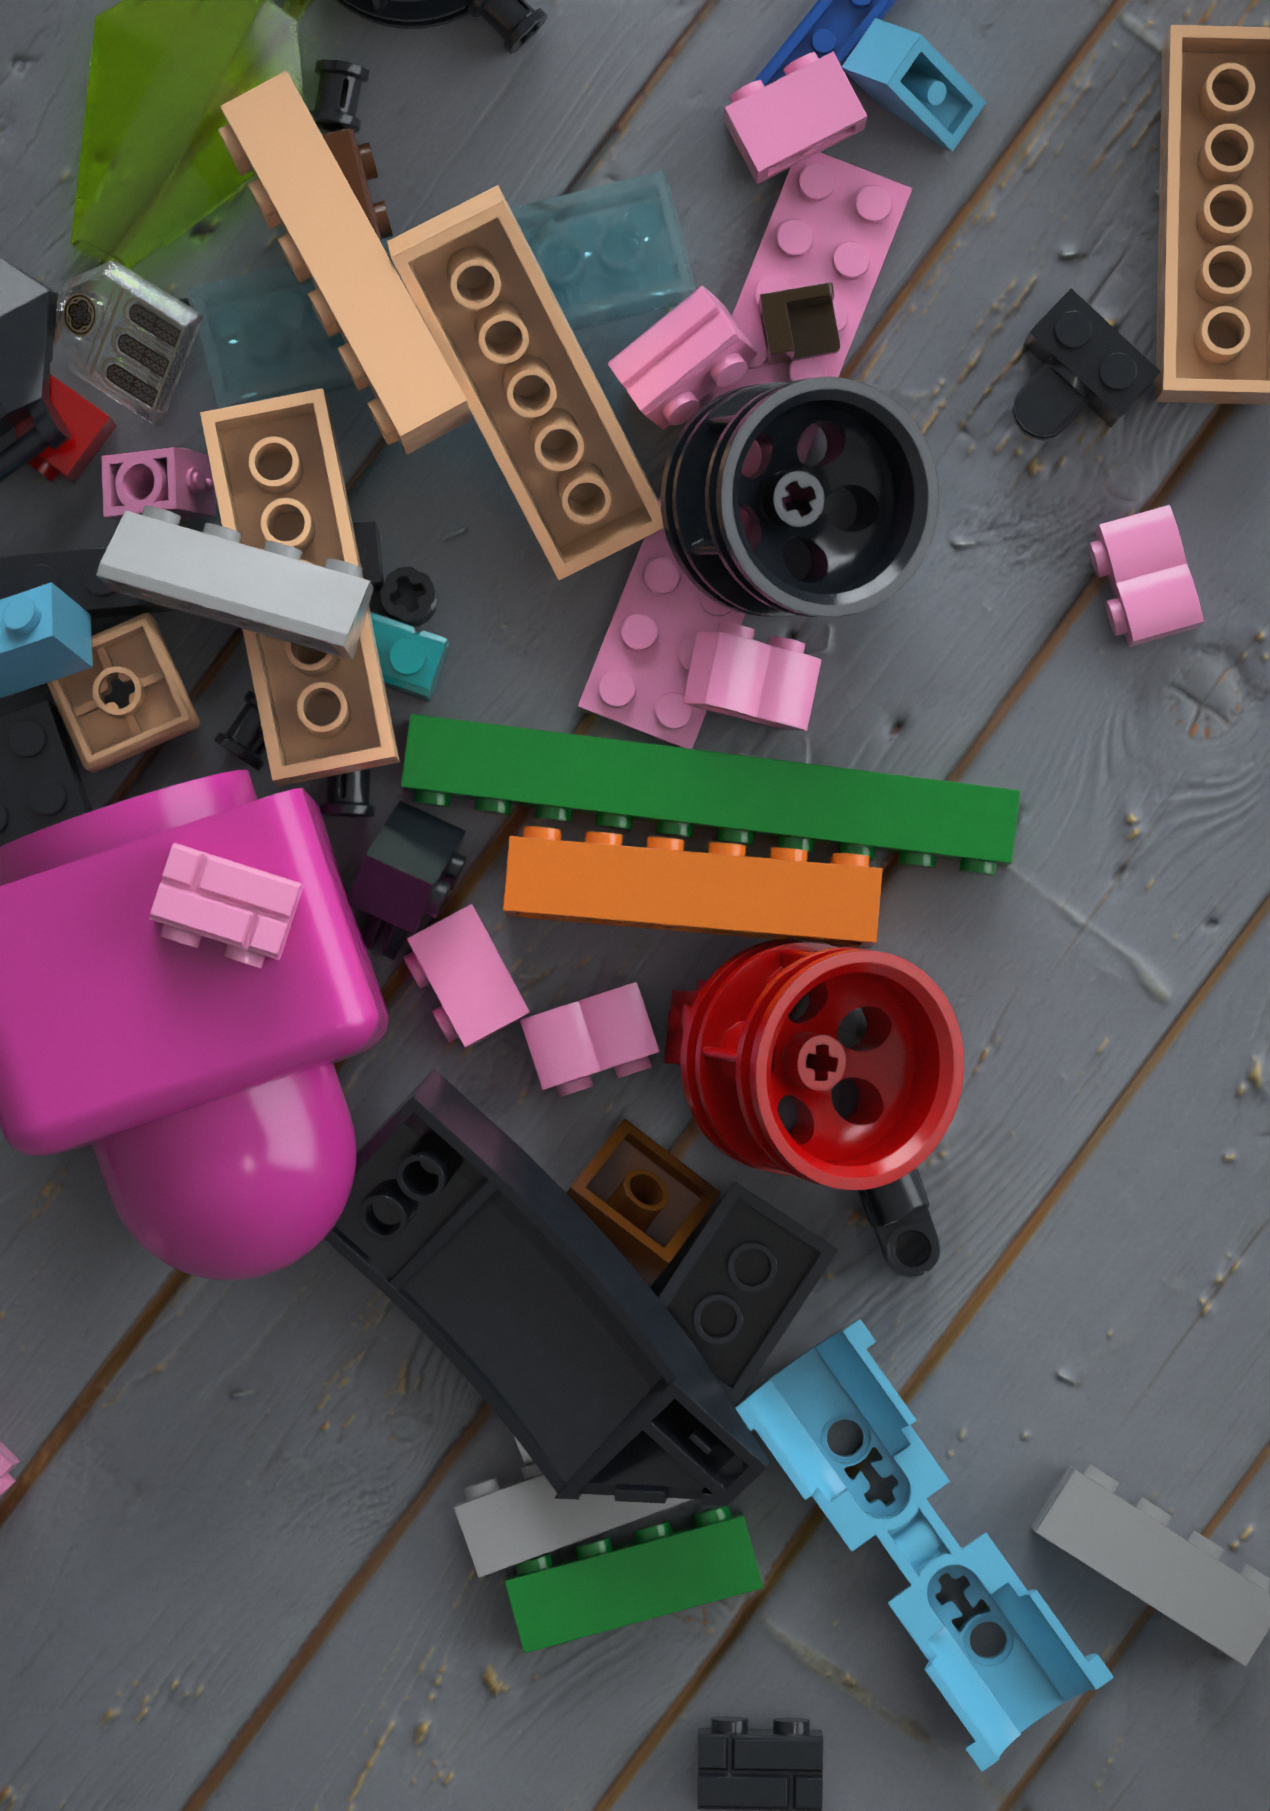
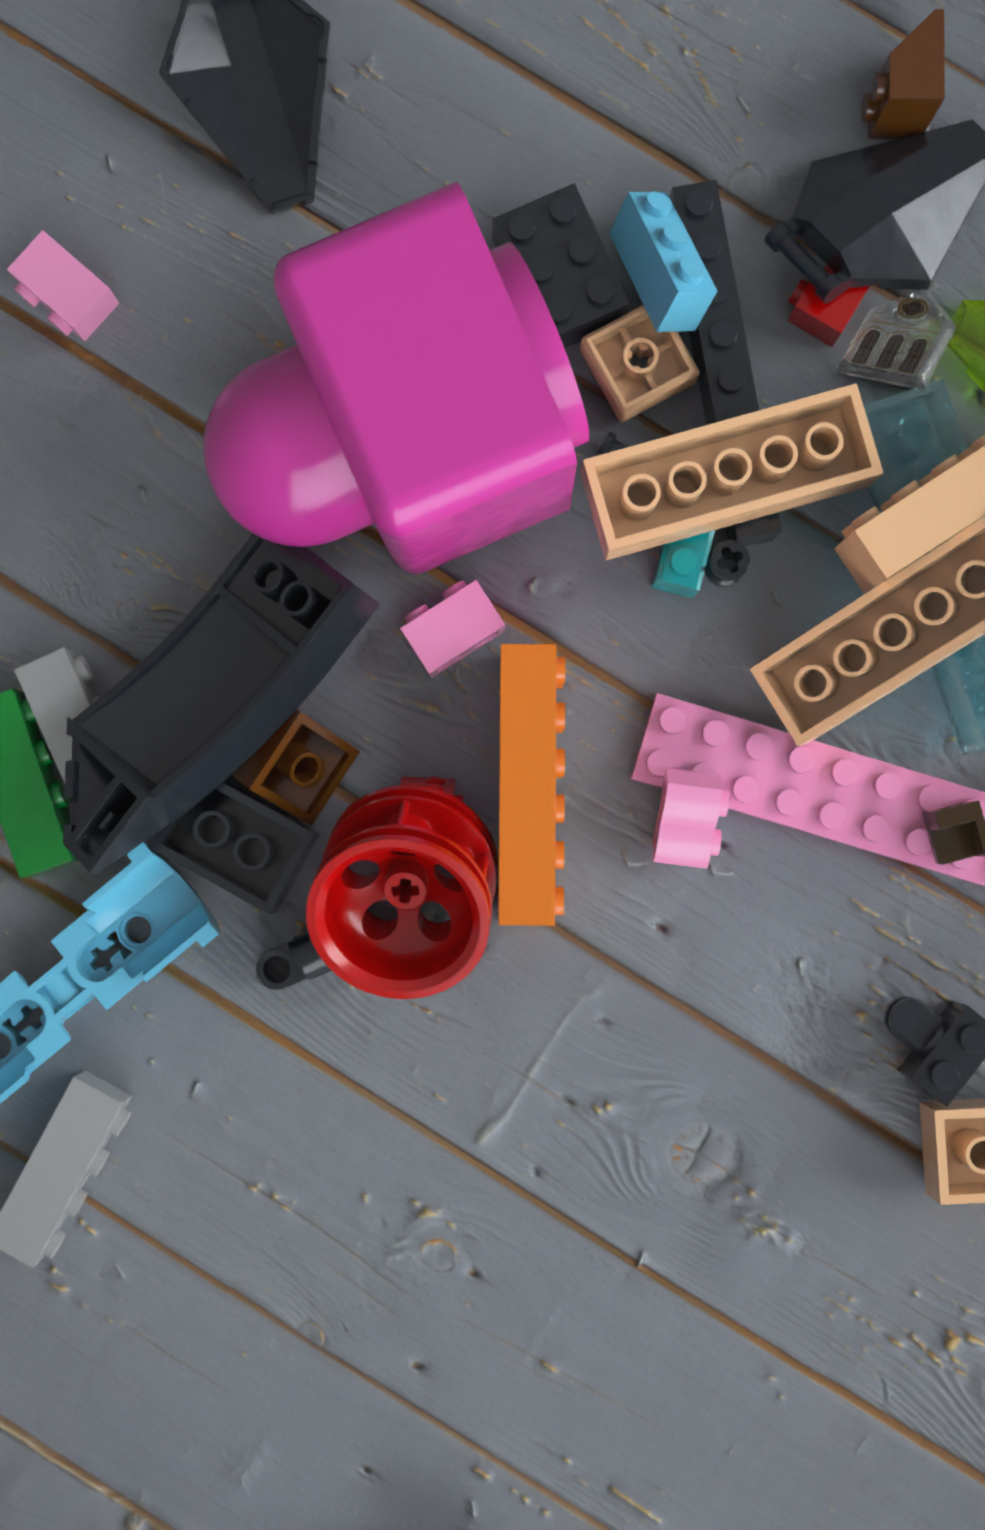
camera: 85 degrees right, 0 degrees up
(158, 478) = (792, 366): bright pink head -> none
(225, 903) = (477, 399): bright pink brick -> none
(237, 583) = (731, 414): slope -> none
(348, 795) = (579, 532): black bush -> none
(407, 874) = (523, 574): brick -> none
(590, 1038) = (415, 721): bright pink brick -> none
(683, 359) = (921, 749): bright pink brick -> none
(710, 792) = (602, 795): green brick -> none
(869, 451) = (866, 894): black wheel -> none
(1147, 576) = (789, 1106): bright pink brick -> none

